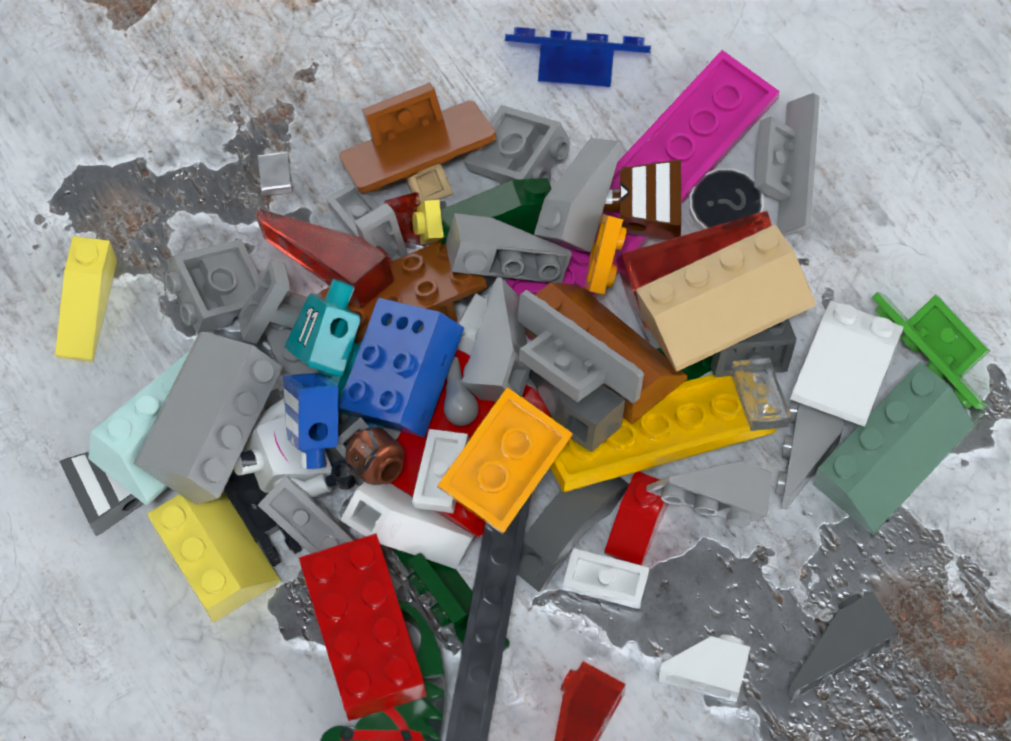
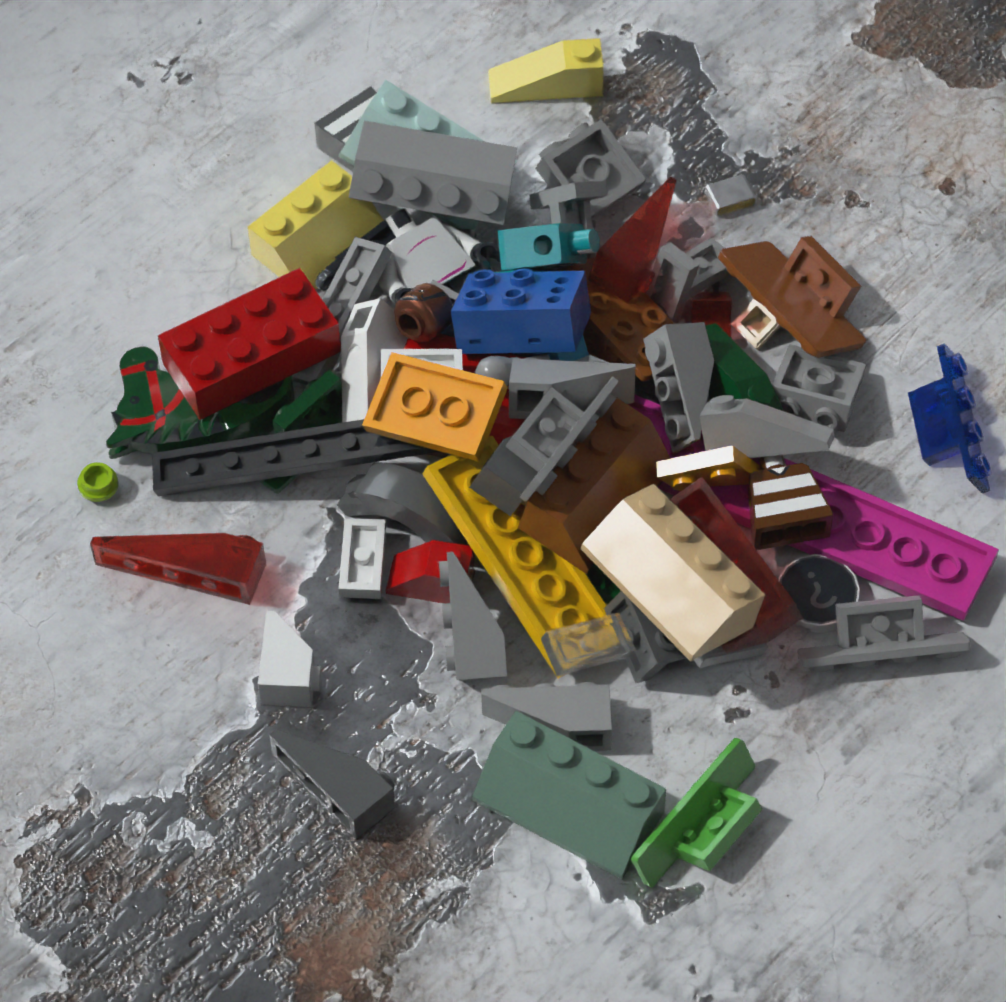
camera: 75 degrees right, 10 degrees down
(308, 402) = (451, 248): blue torso -> none
(428, 222) = (700, 311): light yellow plate -> none
(847, 363) = (645, 721): white slope -> none

